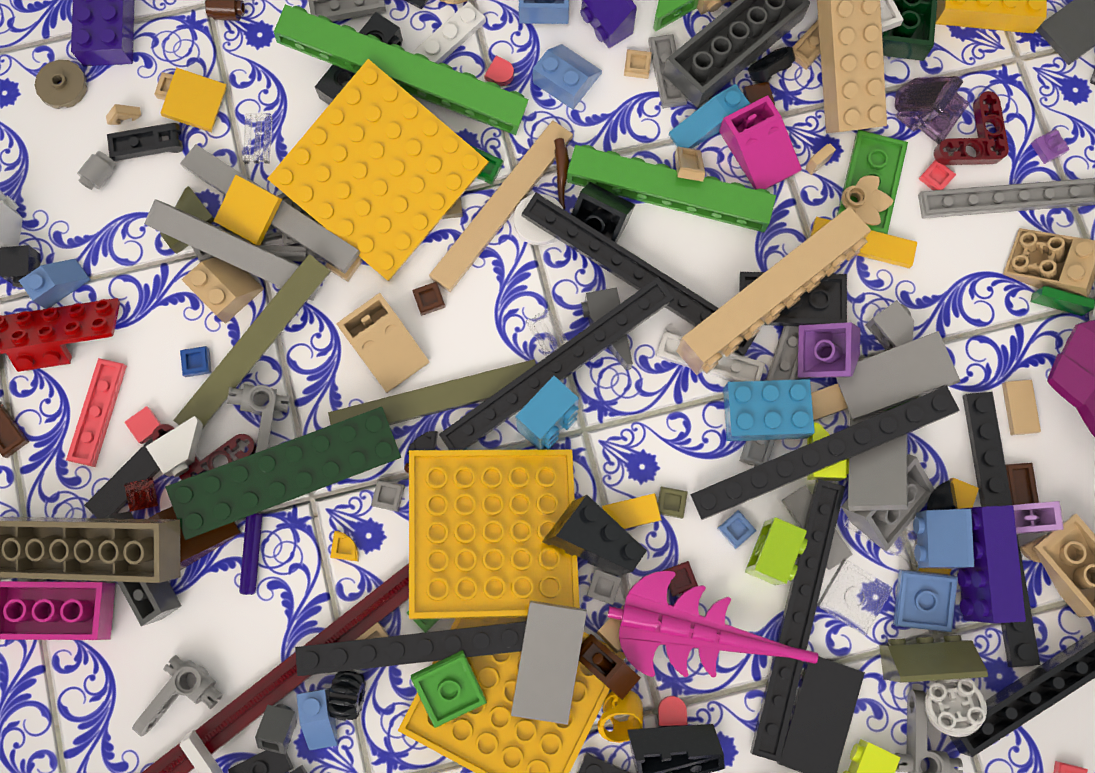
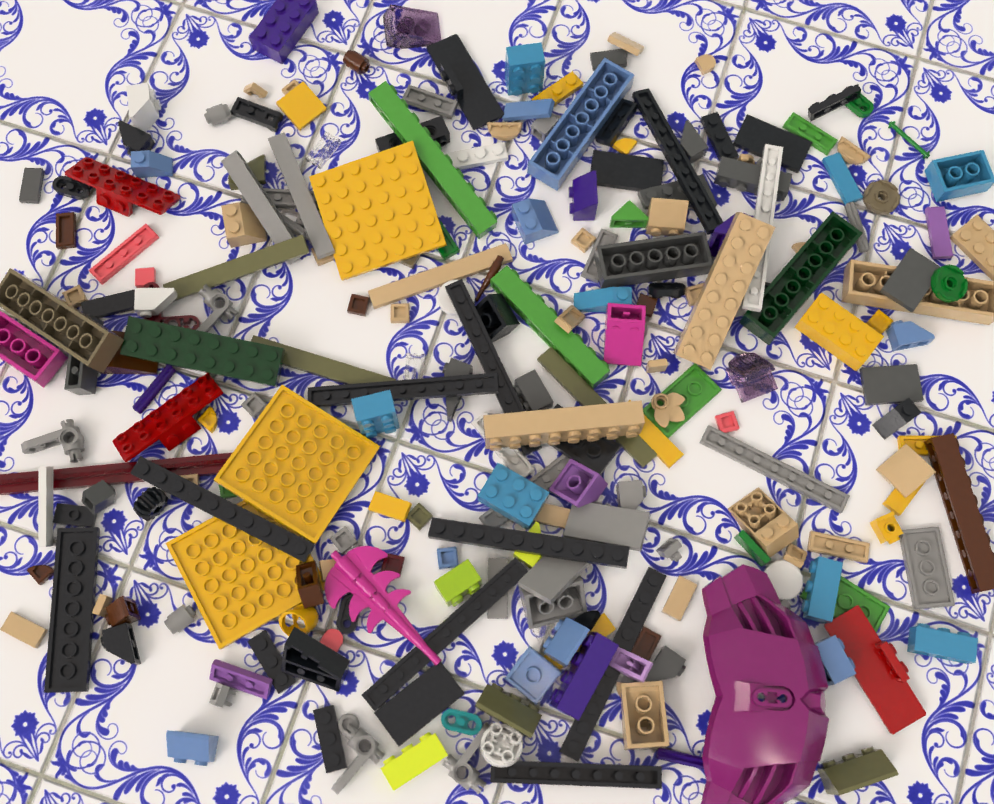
camera: 30 degrees right, 5 degrees down
(68, 92) = (234, 59): dark tan plate -> none
(71, 503) = (75, 296): none -> tan tile
(141, 494) = (116, 316): clear red tile -> none
(195, 361) = (199, 259): blue tile -> none
(247, 210) = (286, 188): yellow tile -> none
(298, 581) = (170, 422): none -> red bracket
(315, 719) = (122, 507): medium blue slope -> none
(383, 342) = (312, 313): tan slope -> none
(425, 442) = (299, 388): black tile -> none
(448, 689) = (209, 536): bright green tile -> none
(484, 278) = (400, 313): none -> tan tile
(500, 72) = (494, 195): coral tile -> none
(548, 662) = (276, 558): light grey tile -> none
(595, 537) = (355, 505): black wedge -> none
(667, 672) = (344, 616): none -> black plate
(705, 276) = (533, 392): none -> dark grey brick
(772, 245) = (585, 395): none -> olive tile
(854, 597) = (490, 644): clear tile -> none
(882, 708) = (461, 722): none -> teal plate
(976, 358) = (669, 550): none -> light grey tile
(985, 139) = (769, 420): dark red beam -> none
(1050, 146) = (815, 448): medium lavender tile -> none
(1063, 487) = (666, 665): none -> dark grey slope

